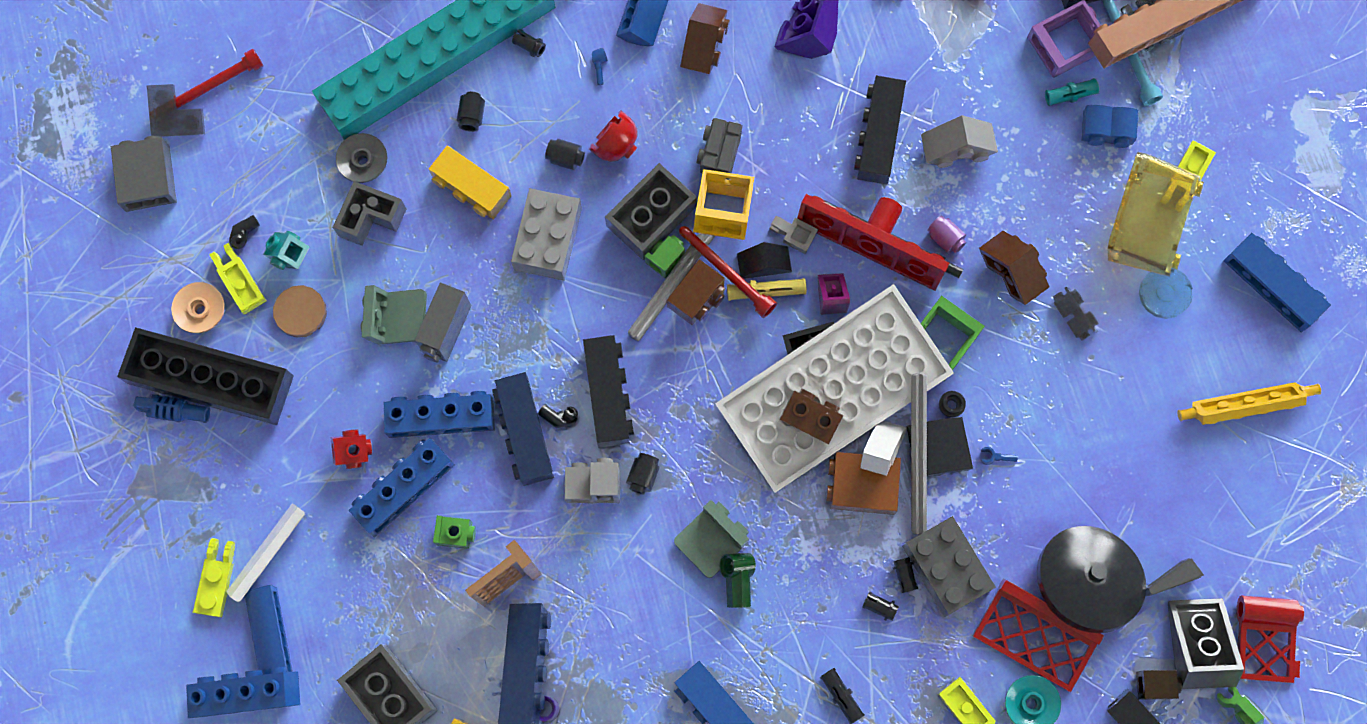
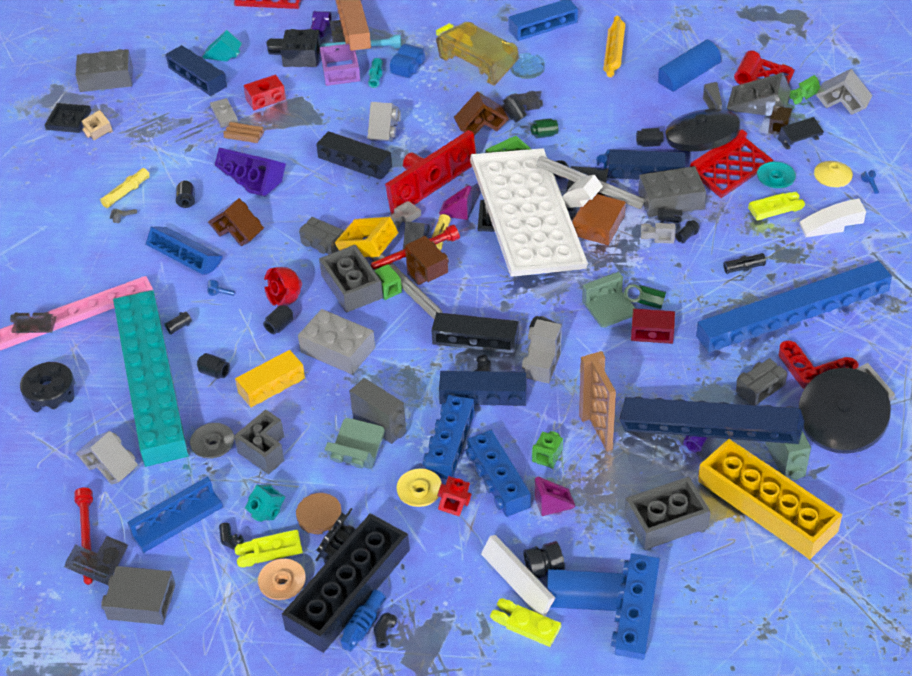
camera: 70 degrees left, 30 degrees down
(169, 431) = (386, 620): none -> black arm
(252, 165) = (175, 517): none -> blue fence
(252, 342) = (335, 538): none -> black hinge
(290, 575) = (540, 560): none -> black wheel
(298, 59) = (108, 456): none -> light grey brick
(353, 394) = (415, 481): none -> light yellow dish
(384, 559) = (552, 497): none -> magenta slope
(683, 605) = (649, 325): none -> dark red brick
(812, 416) = (544, 219): reddish brown brick -> none
(865, 575) = (660, 233): none -> light grey plate
(947, 235) = (440, 141): medium lavender brick -> none
(994, 519) = (632, 163): none -> dark blue brick
(1027, 358) = (544, 128): none -> dark green brick
(1048, 305) = (514, 108): none -> black brick
(1056, 507) = (649, 137): none -> black brick
(1243, 525) = (689, 65): none -> blue brick

